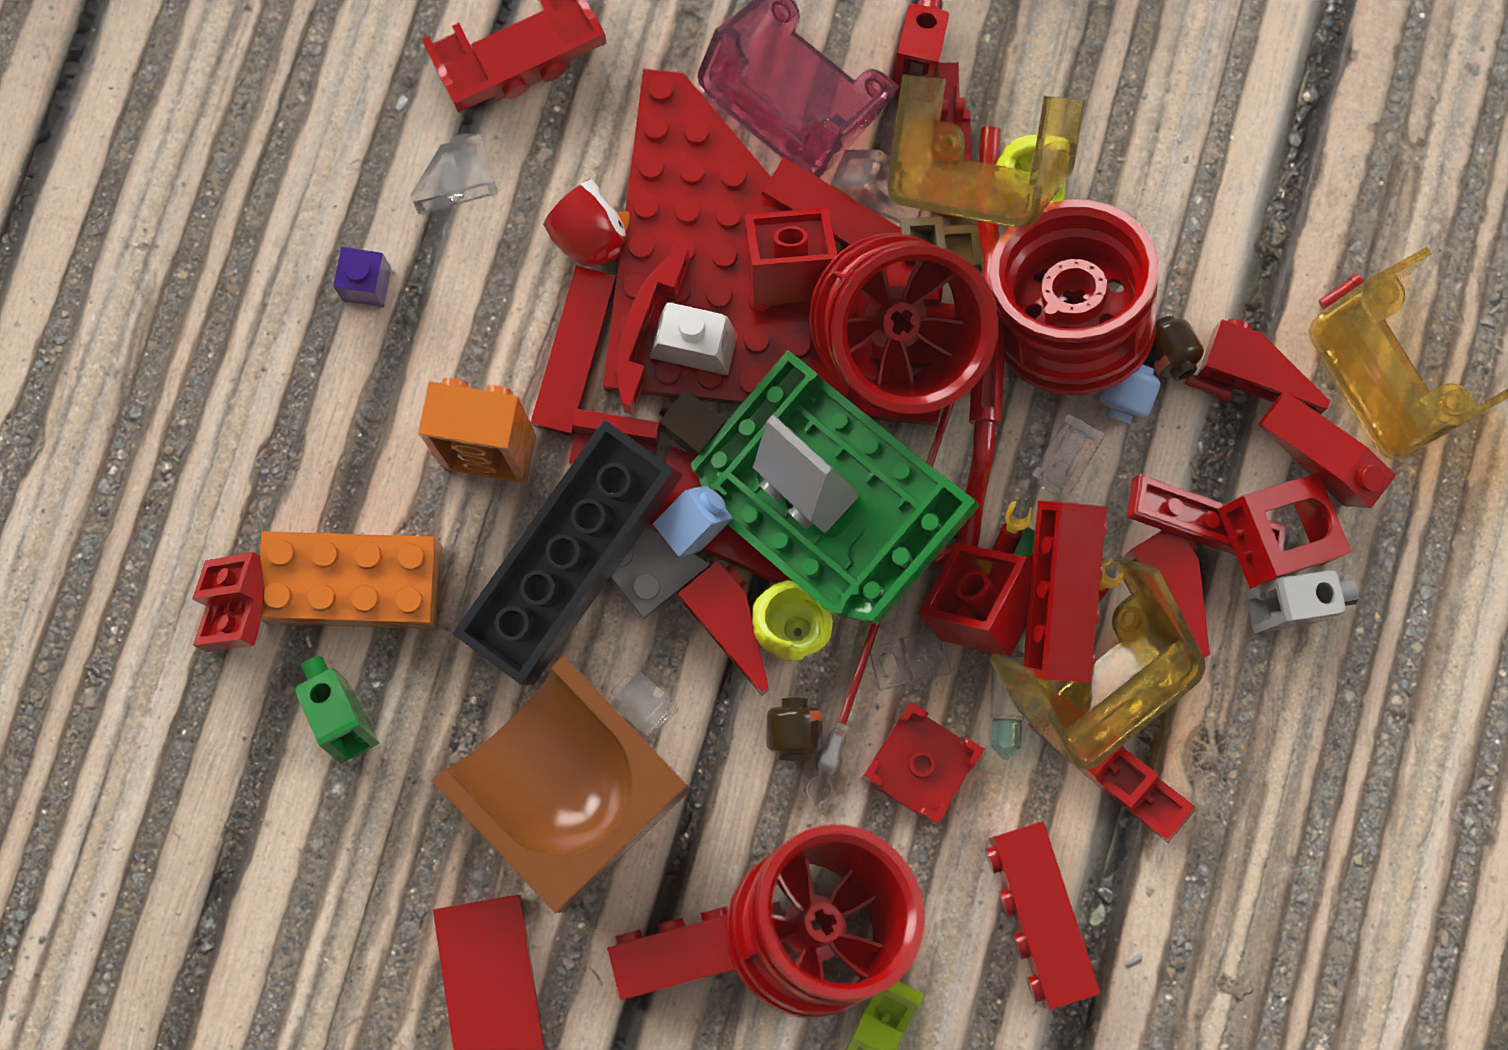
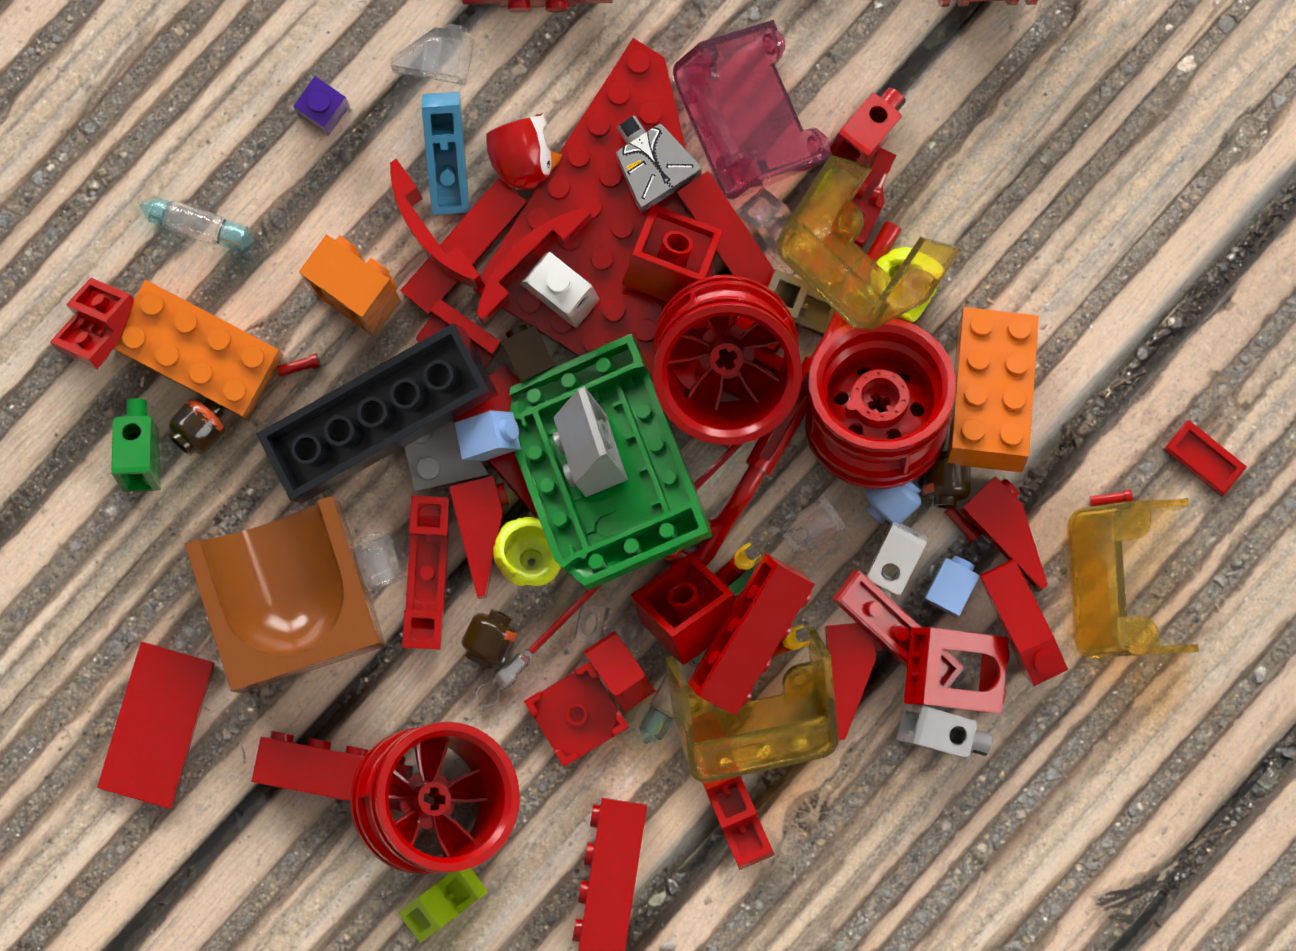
camera: 25 degrees right, 5 degrees up
(290, 454) = (197, 223): none -> piece
(386, 658) = (196, 426): none -> dark brown head
(463, 547) = (299, 365): none -> red piece
(511, 265) = (445, 153): none -> dark azure slope
(573, 367) = (453, 263): none -> red slope
(696, 693) = (426, 572): none -> red slope
(726, 174) = (653, 163): none -> light grey torso
(945, 697) = (619, 671): none -> red slope
(1168, 435) = (900, 547): none -> white torso
(1196, 253) = (993, 389): none -> orange brick
(1233, 451) = (952, 586): none -> light blue brick
(1410, 209) = (1205, 458): none -> red tile

